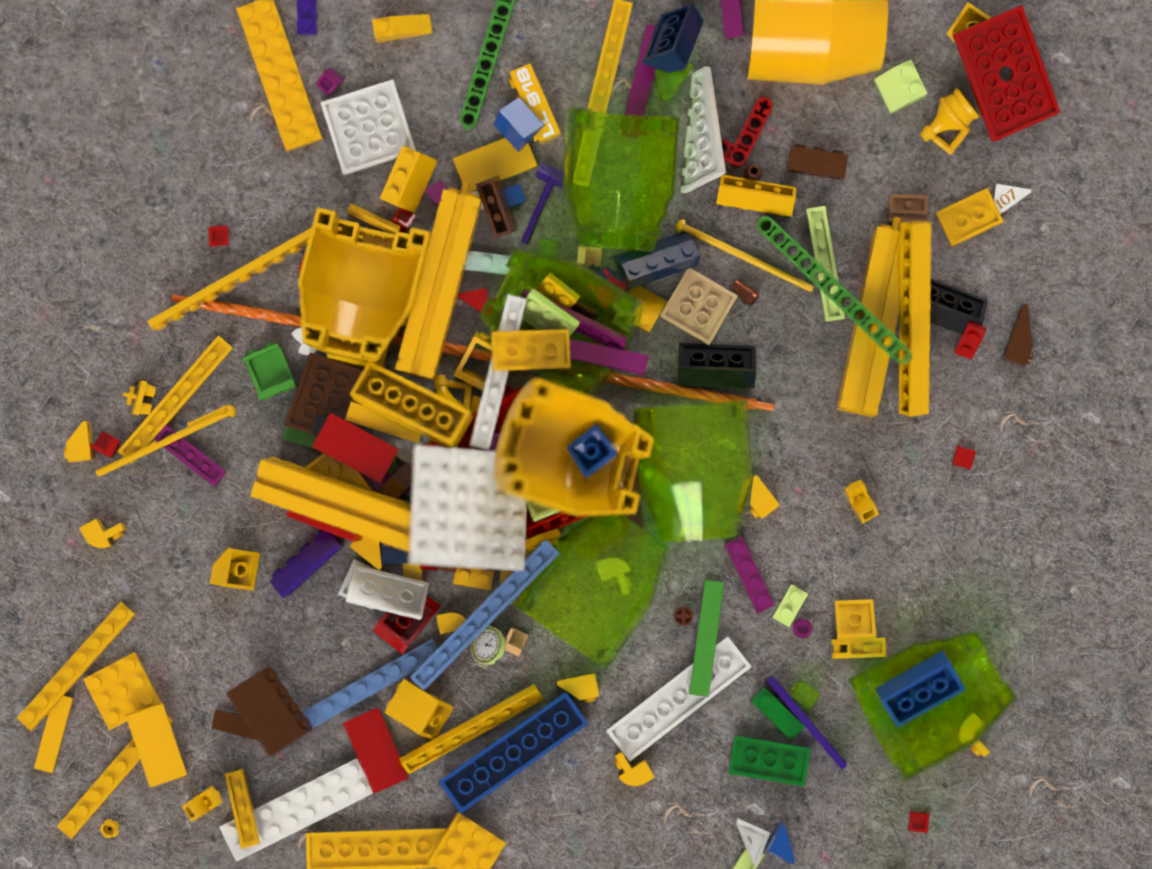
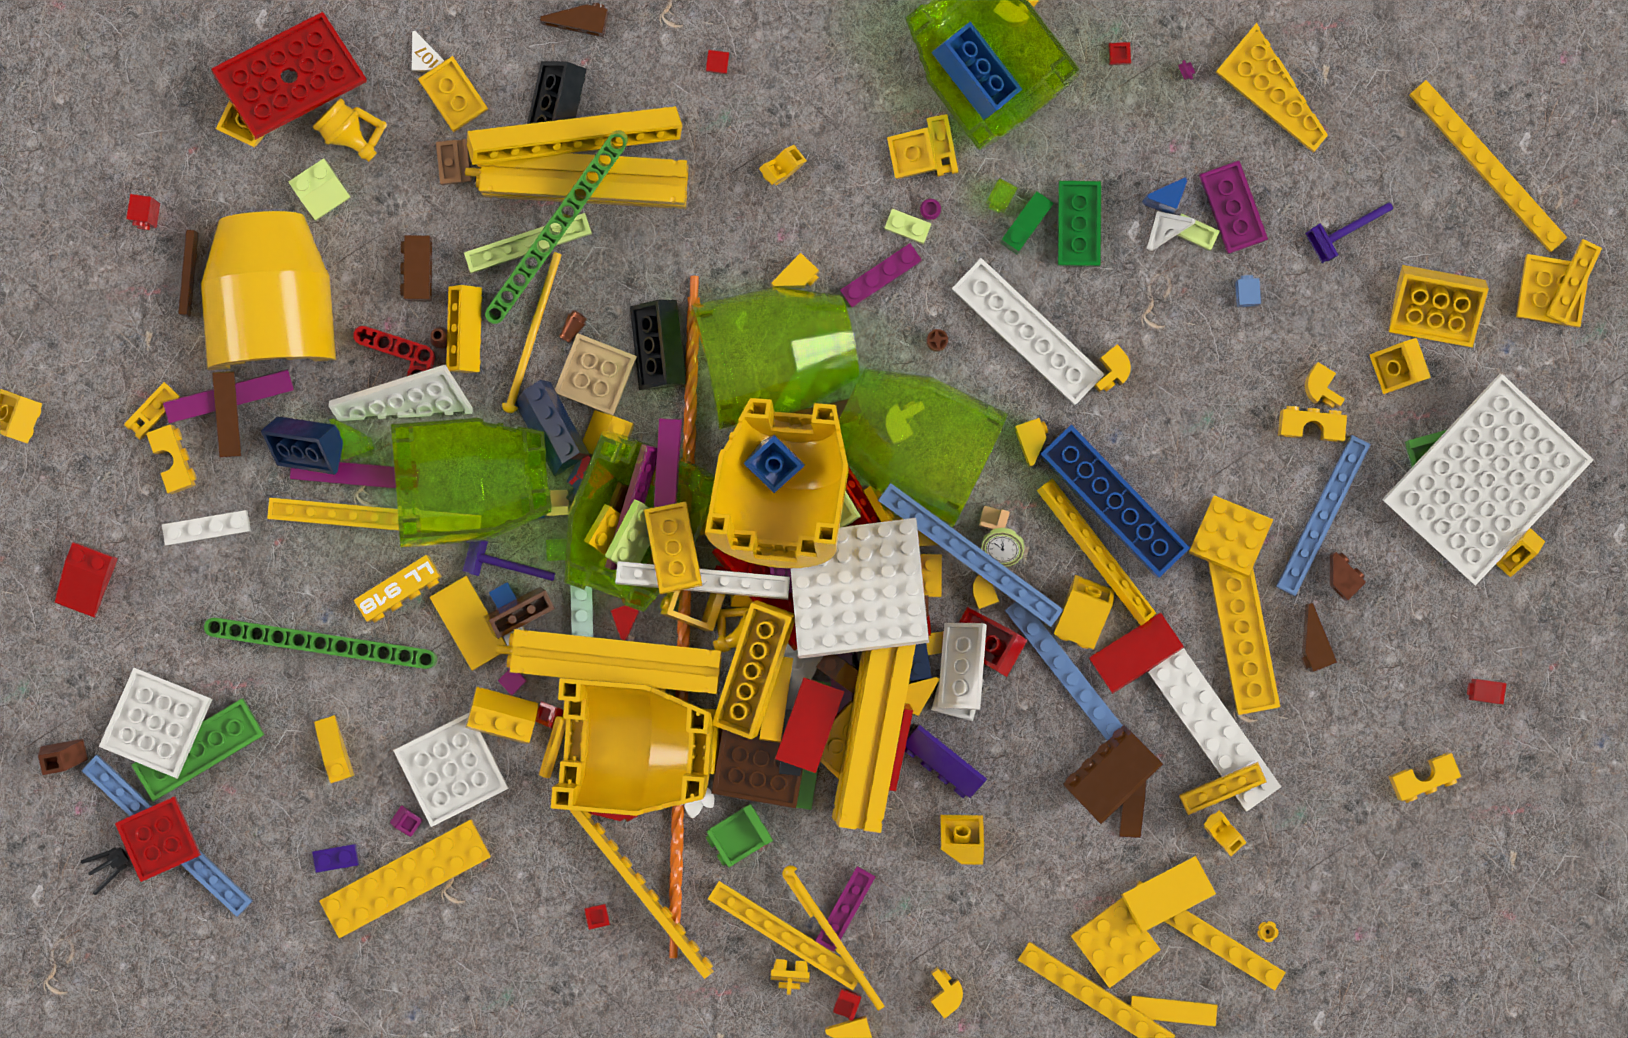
camera: 100 degrees left, 0 degrees up
(518, 123) = (423, 602): slope -> none
(707, 638) = (958, 310): bright green tile -> none
(806, 722) = (1031, 189): dark purple tile -> none
(970, 340) = (588, 73): red plate -> none

